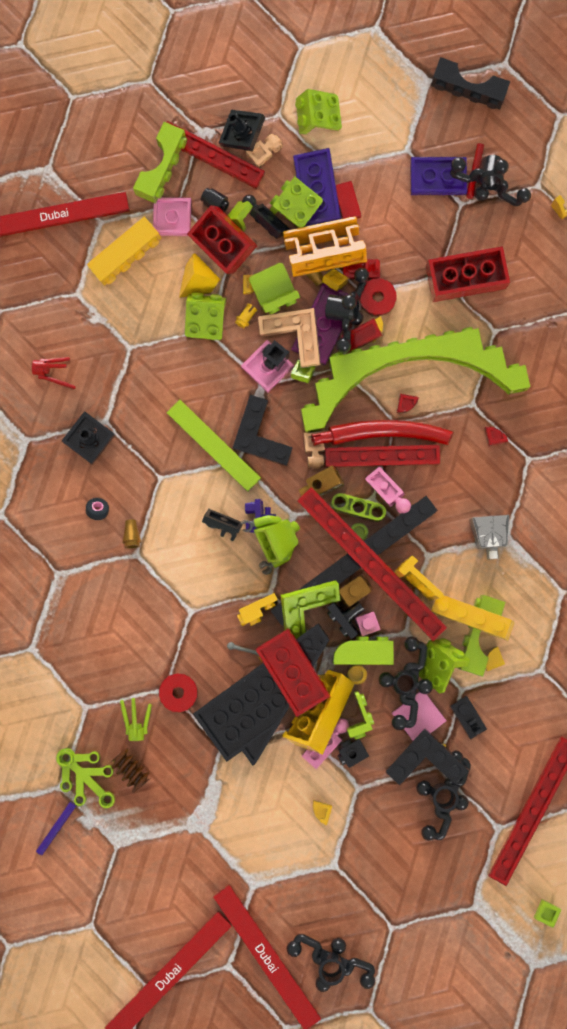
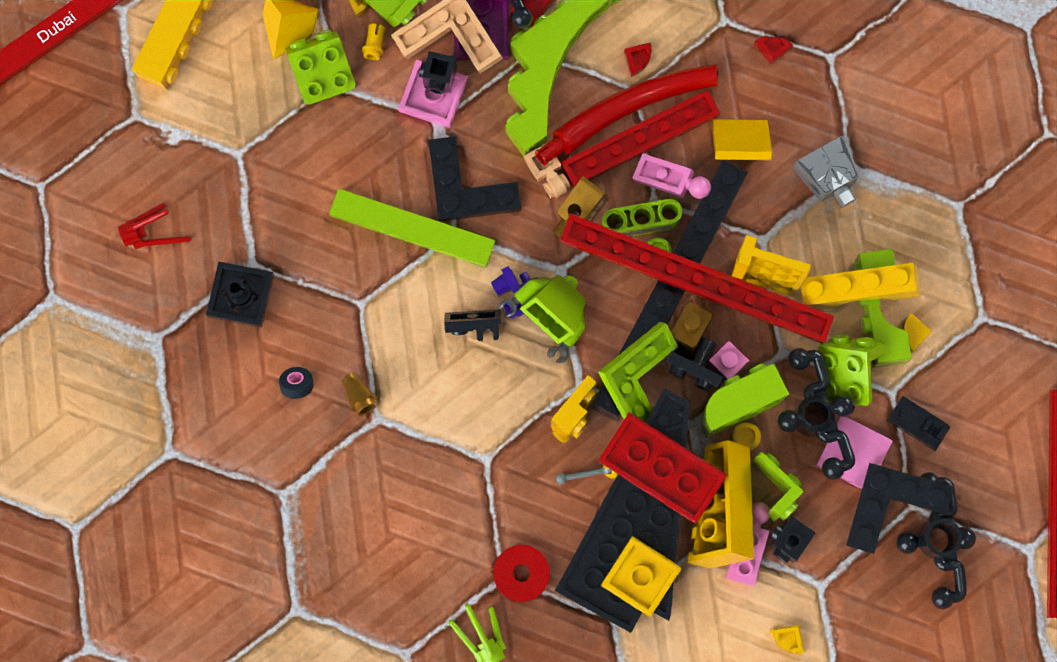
camera: 25 degrees left, 5 degrees down
(248, 732) = (641, 576): none -> yellow plate
(302, 374) = (483, 82): lime plate -> none
(445, 487) = (741, 139): none -> yellow tile

